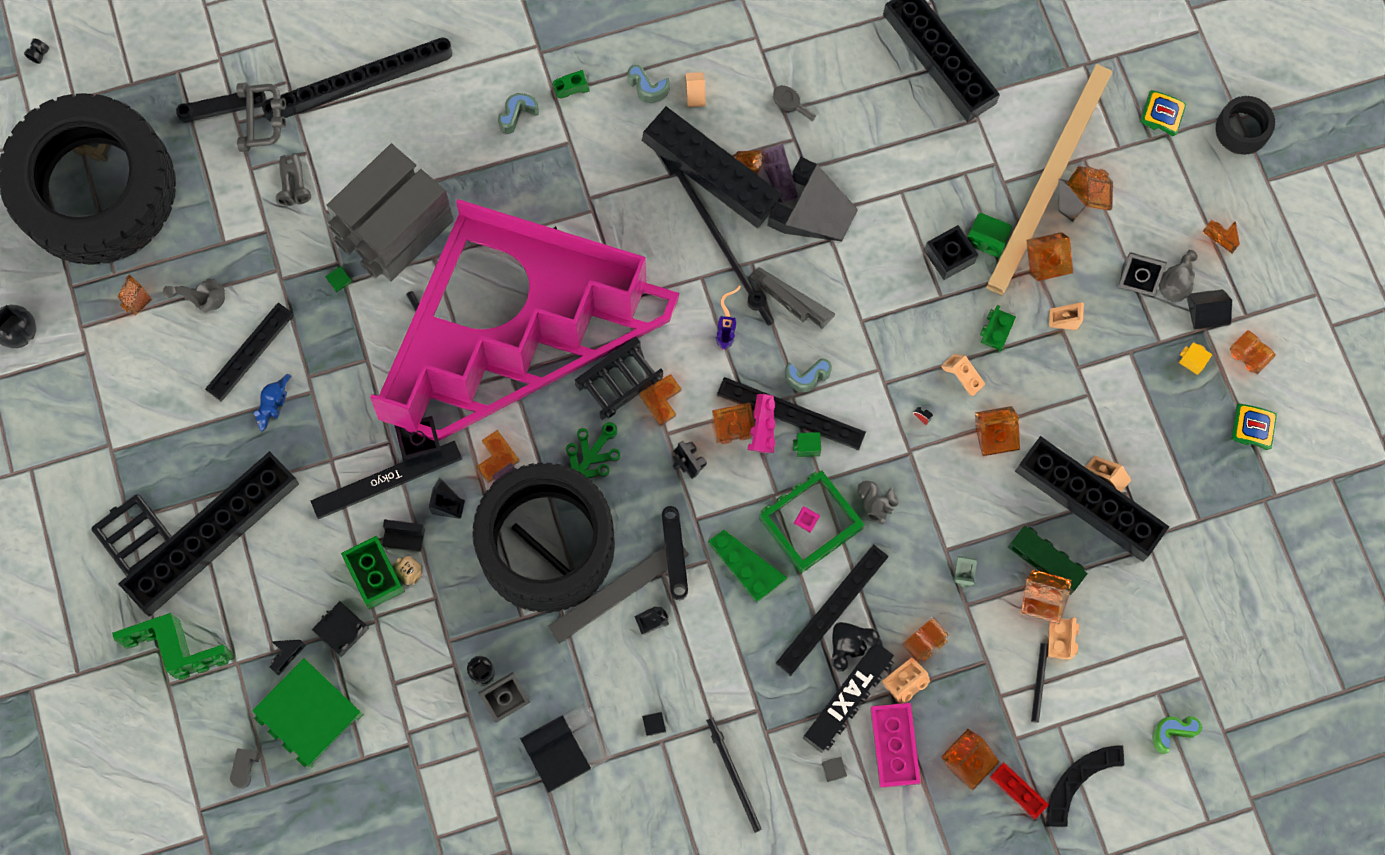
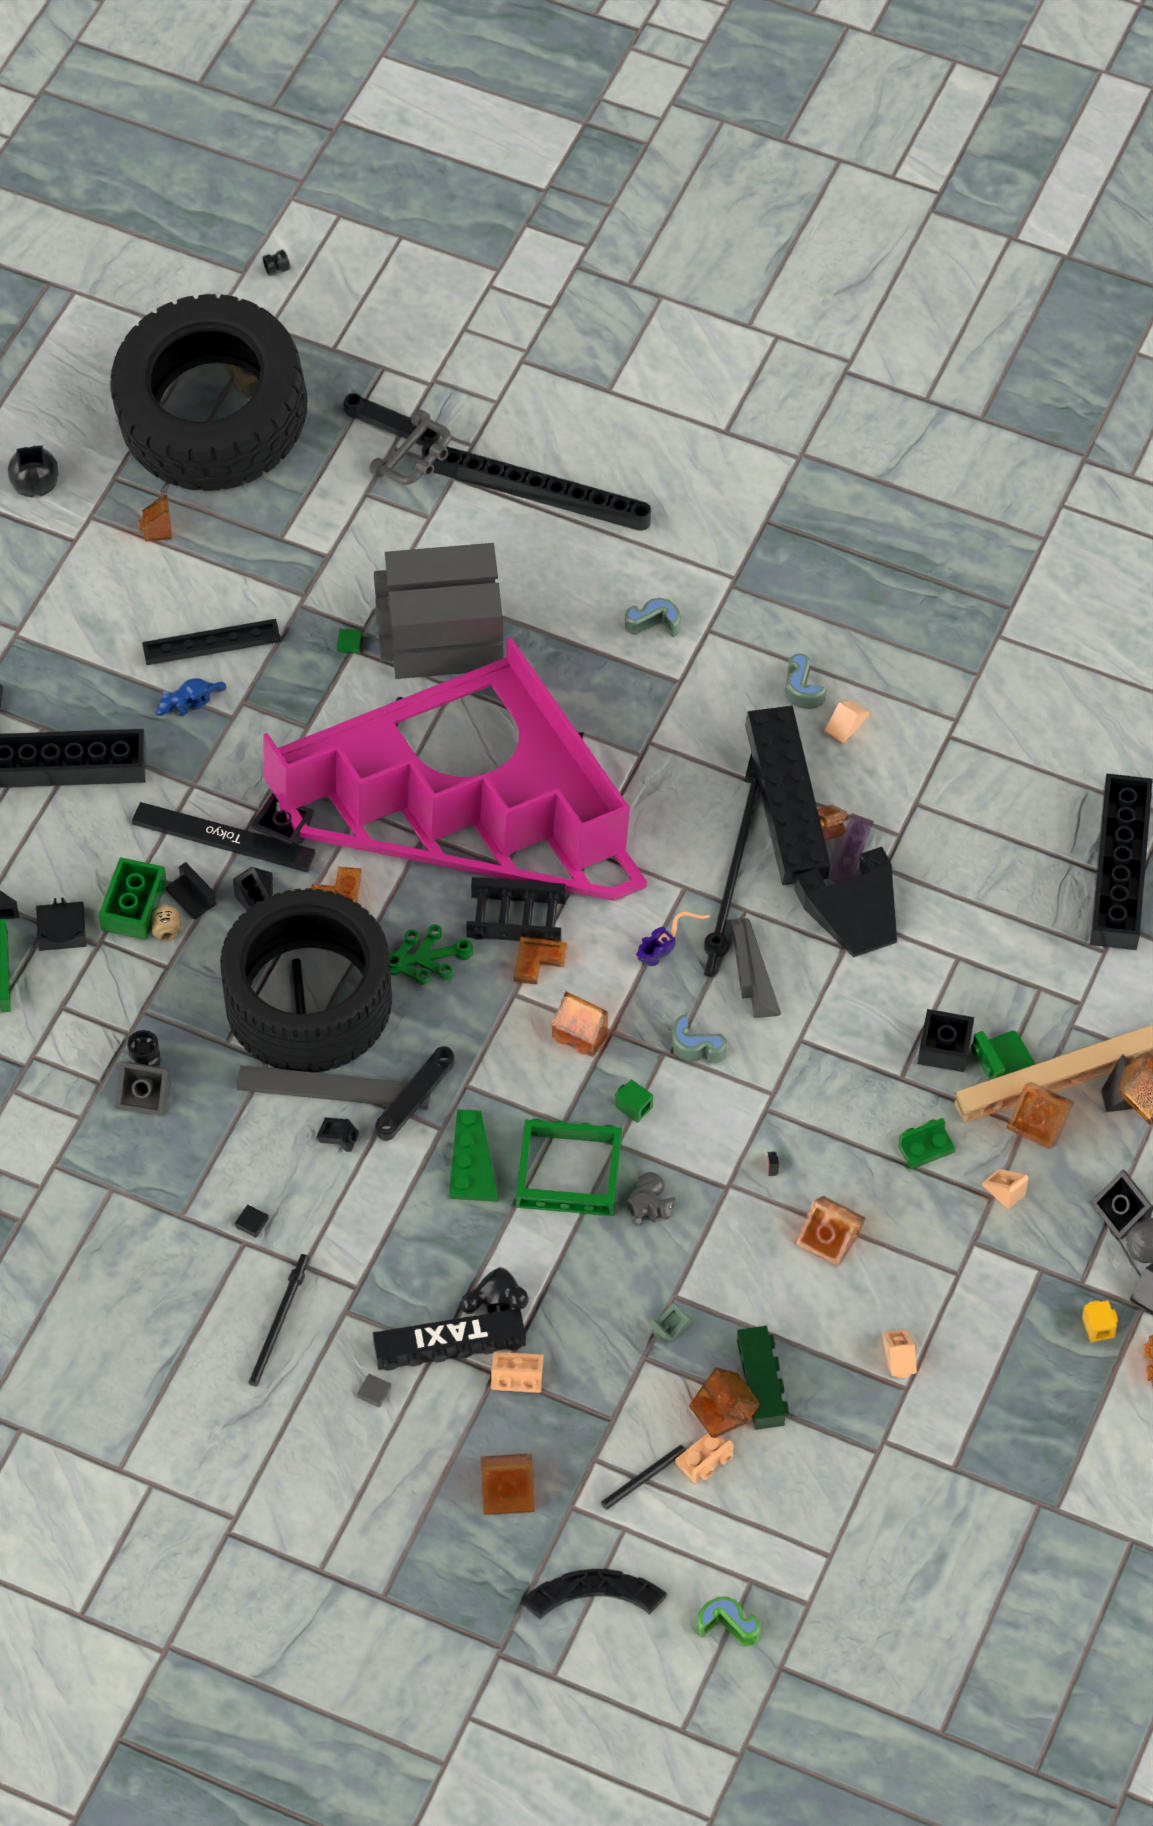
camera: 45 degrees right, 15 degrees down
(206, 297) = (219, 569): dark grey hair -> none
(287, 170) = (375, 538): dark grey piece -> none
(566, 747) = (155, 1174): black door -> none
(570, 84) = (730, 631): green leg -> none
(686, 461) = (505, 1026): black hips -> none
(763, 432) = (604, 1050): dark pink wing -> none
(789, 100) = (928, 797): dark grey piece -> none
(795, 414) = (648, 1066): black tile -> none
(806, 519) = (562, 1156): dark pink tile -> none
(832, 610) = (512, 1258): black tile -> none
(895, 745) = (450, 1415): dark pink plate -> none
(925, 640) = (571, 1350): clear orange brick -> none
(965, 373) = (850, 1159): light nougat bracket -> none
(1019, 790) = (527, 1550): red tile -> none
(1092, 499) = (859, 1357): black brick -> none
(1254, 426) = (1097, 1428): slope -> none

